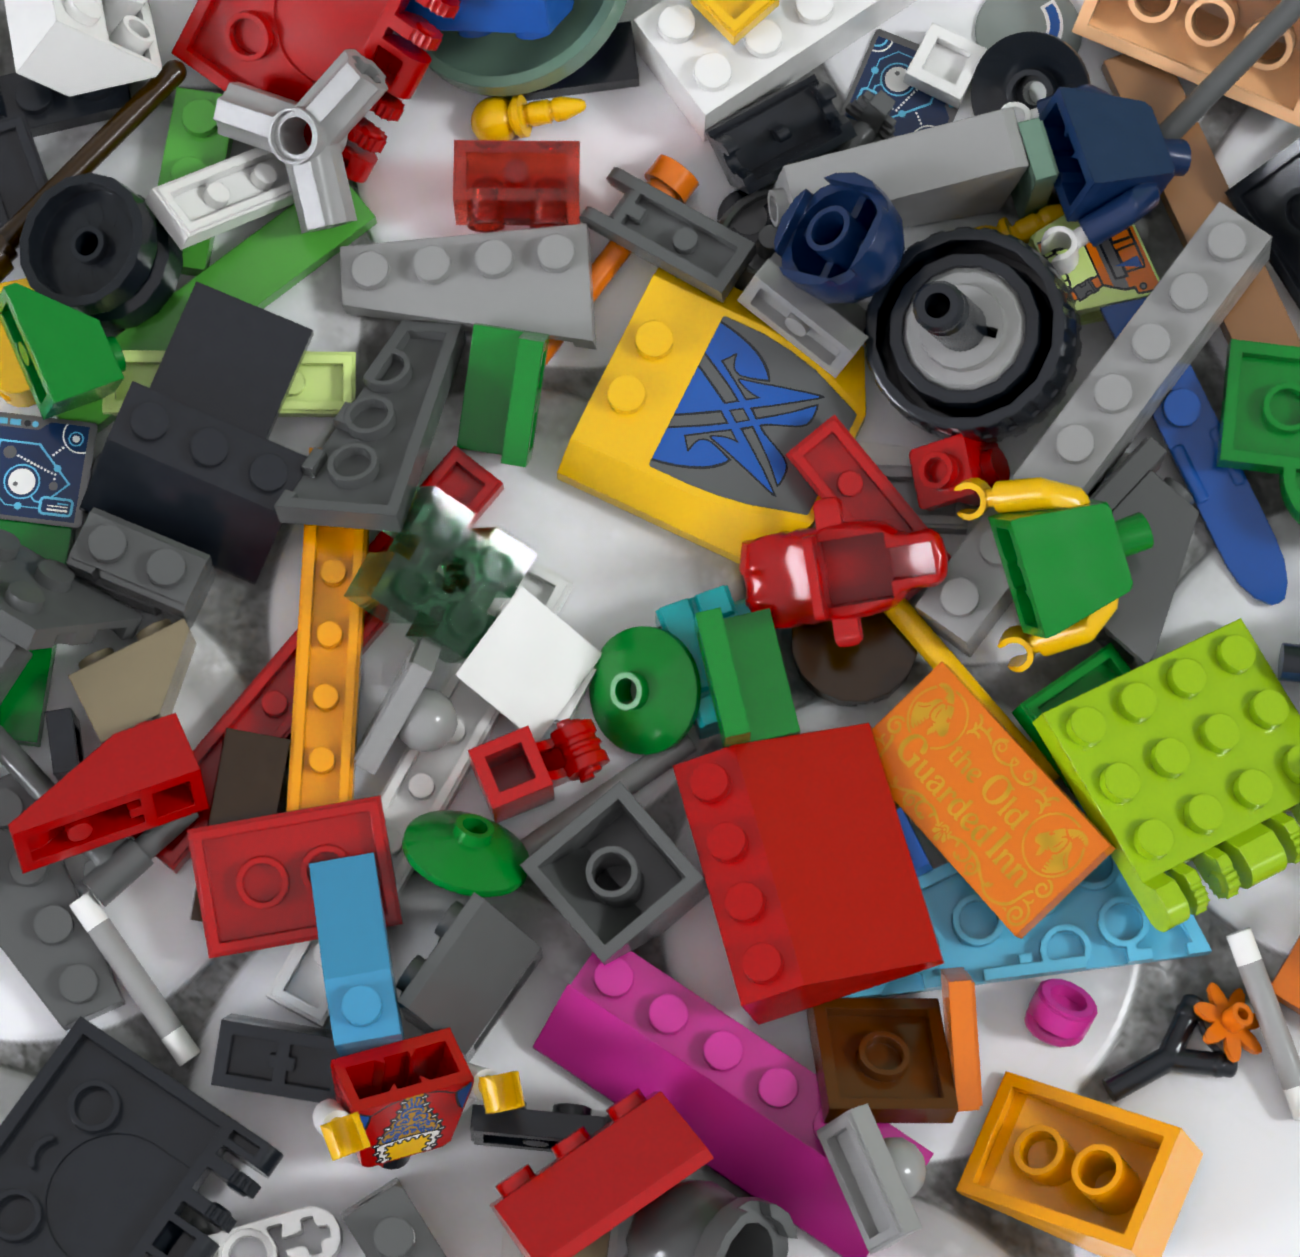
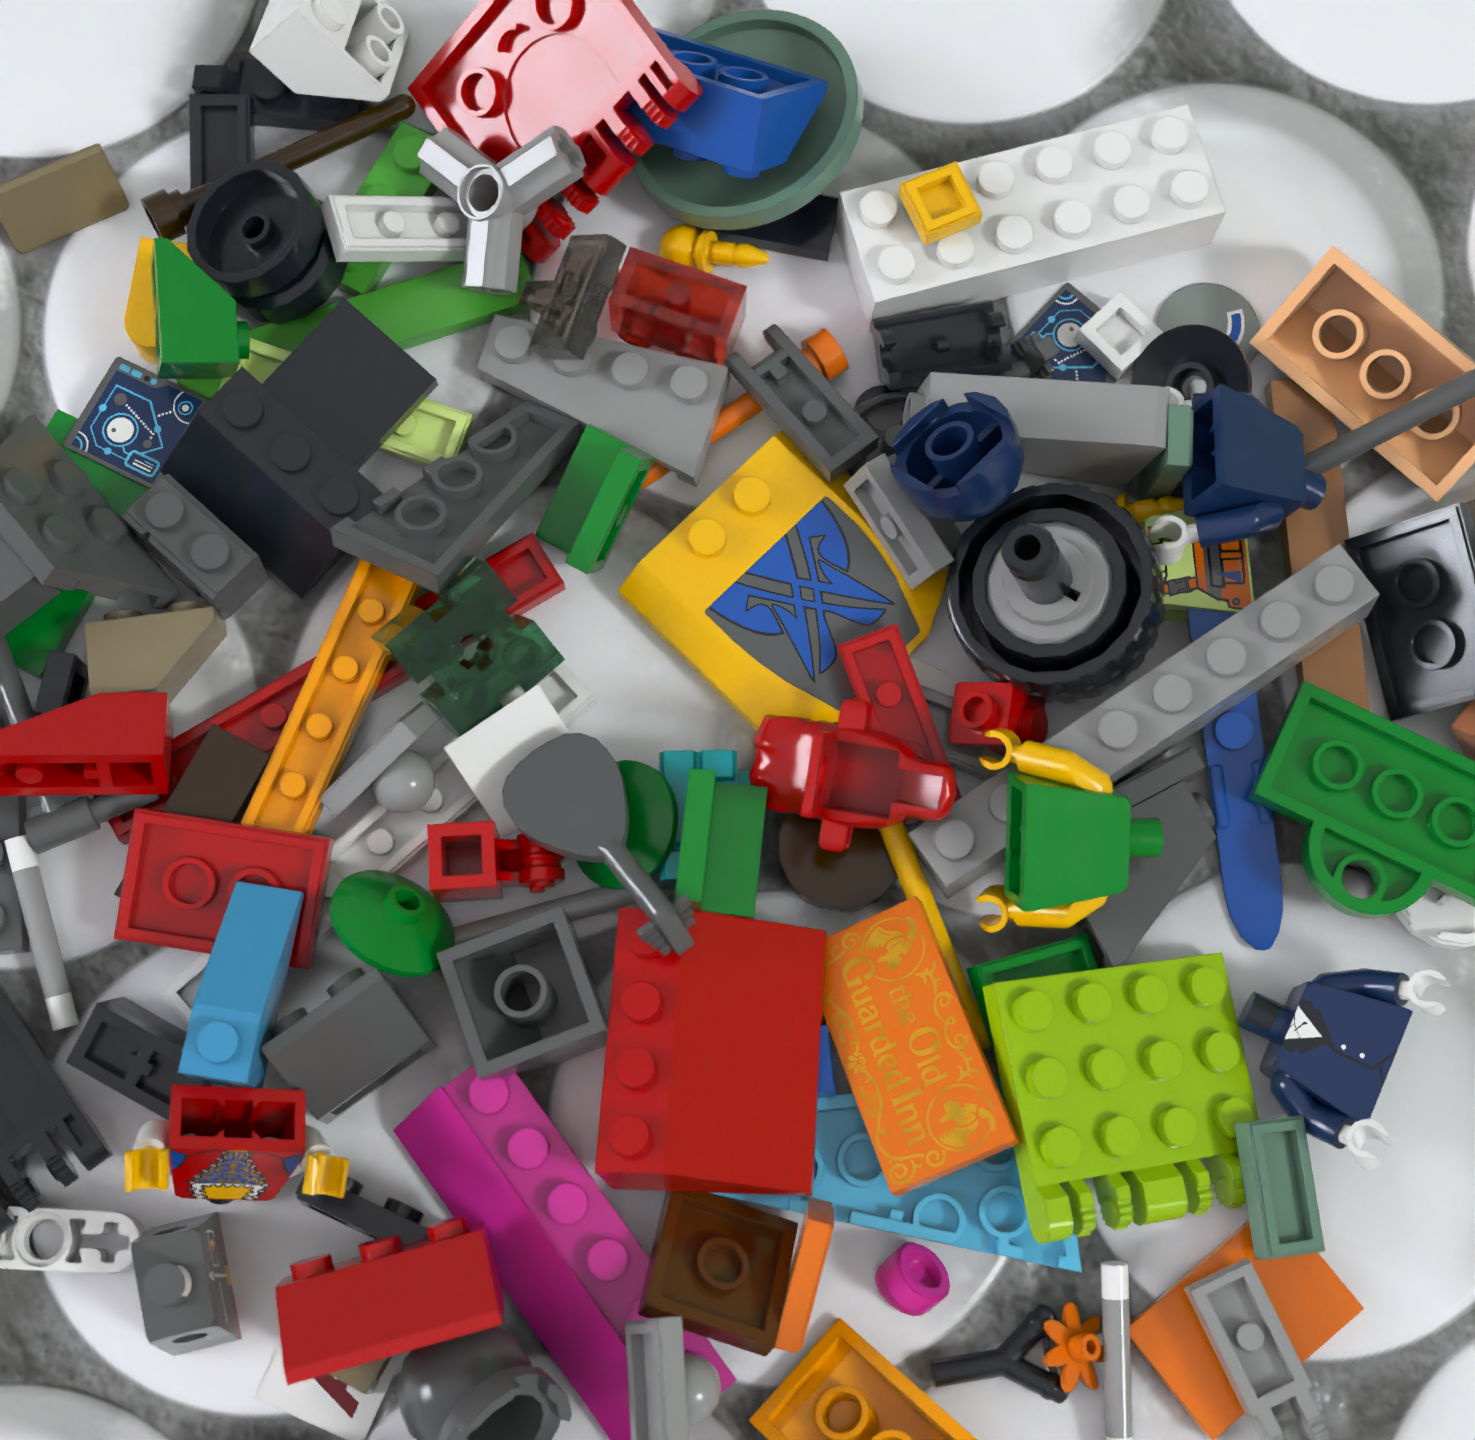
camera: 15 degrees right, 0 degrees up
(419, 207) = (575, 298): none -> clear smoke hinge
(598, 685) = (576, 806): none -> dark grey piece

